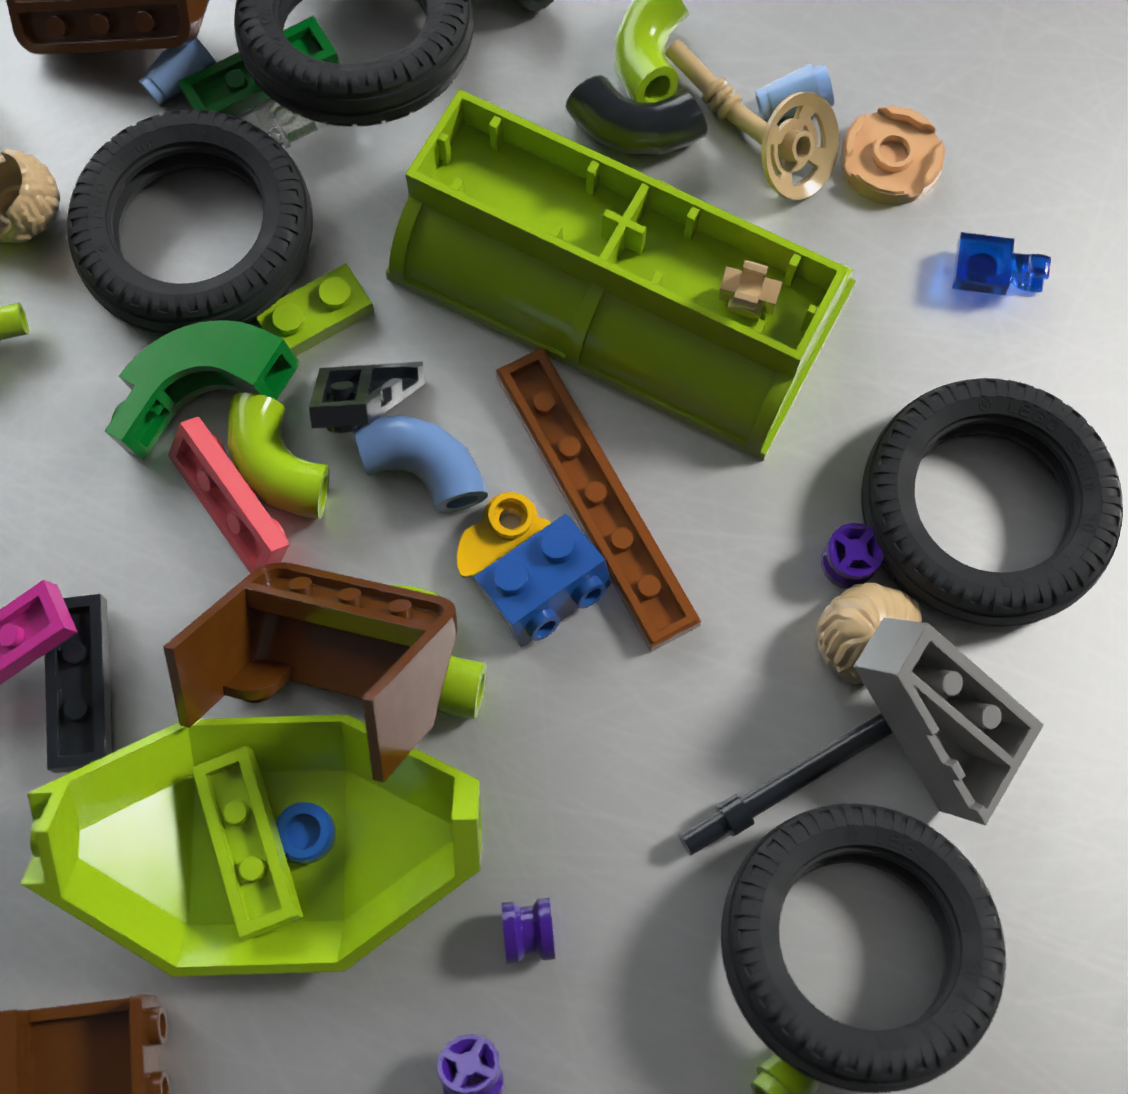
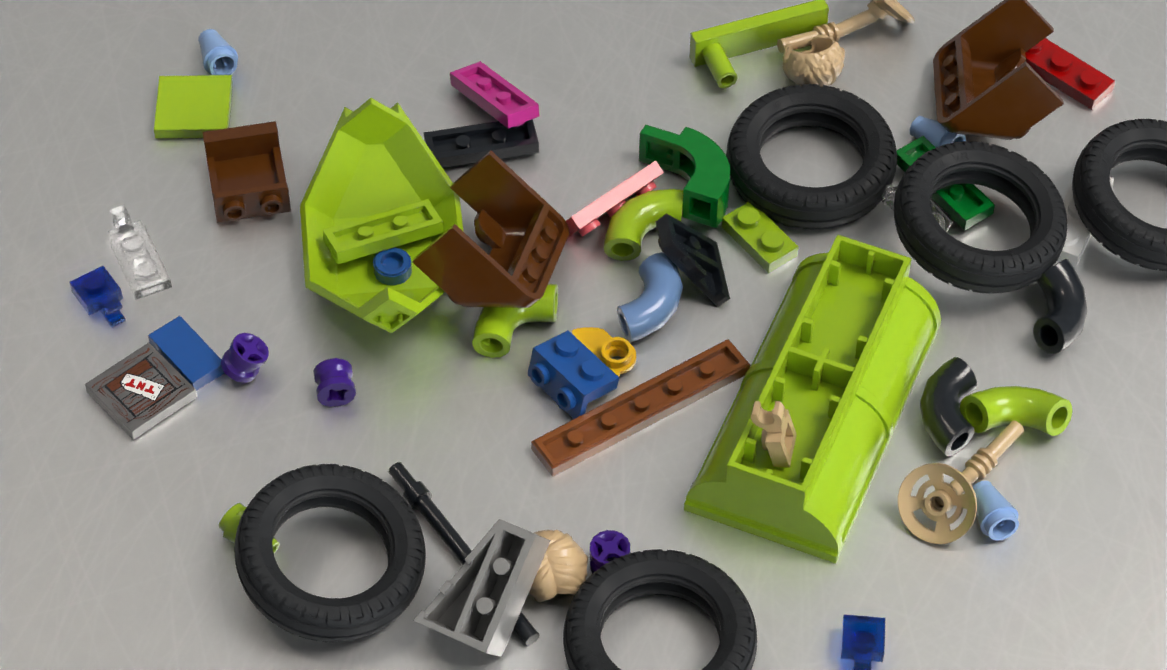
camera: 85 degrees right, 20 degrees down
(892, 155) = (955, 583): light nougat tile -> none

